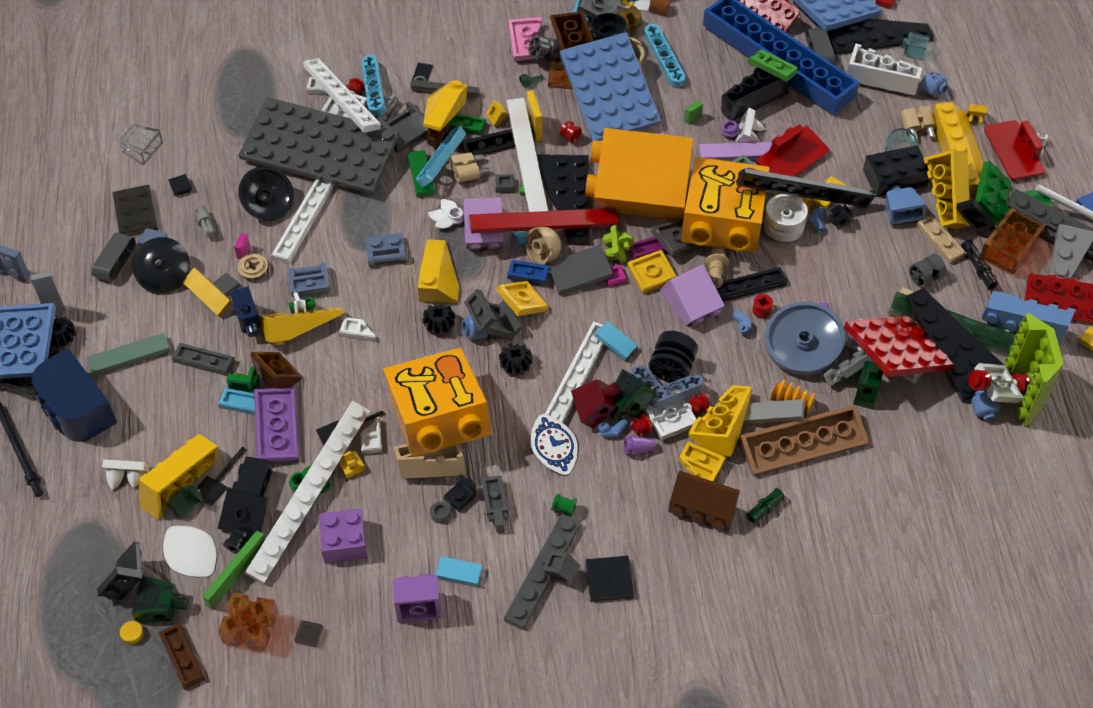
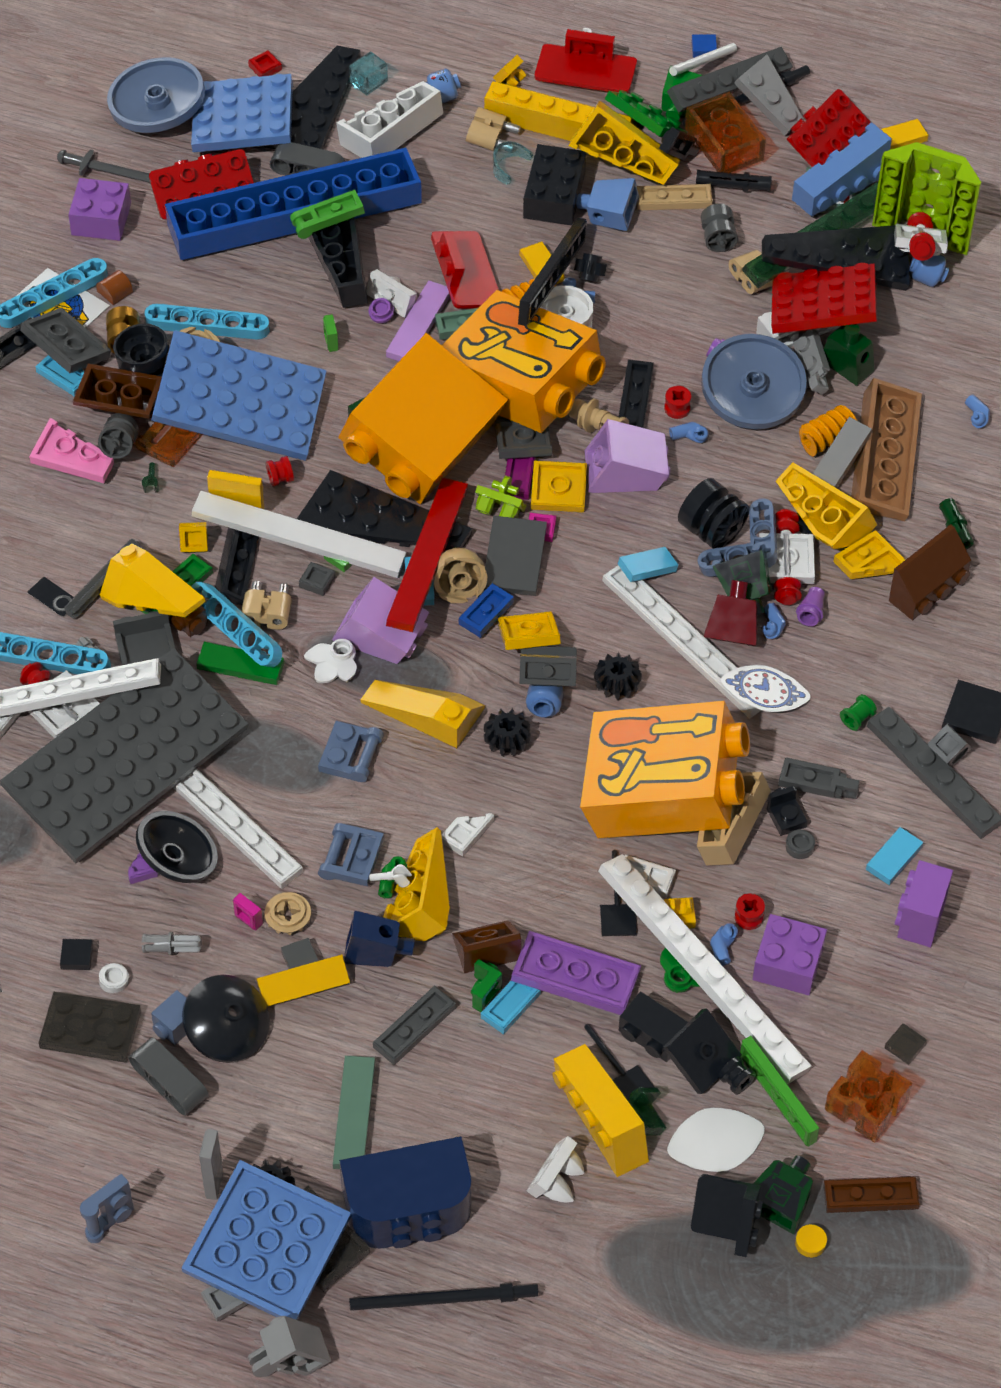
camera: 65 degrees left, 0 degrees up
(172, 207) = (113, 978): none -> white tile
(338, 495) = (721, 941): none -> medium blue arm
(371, 506) = (749, 919): none -> red wheel
(877, 486) = (980, 411): none -> medium blue arm

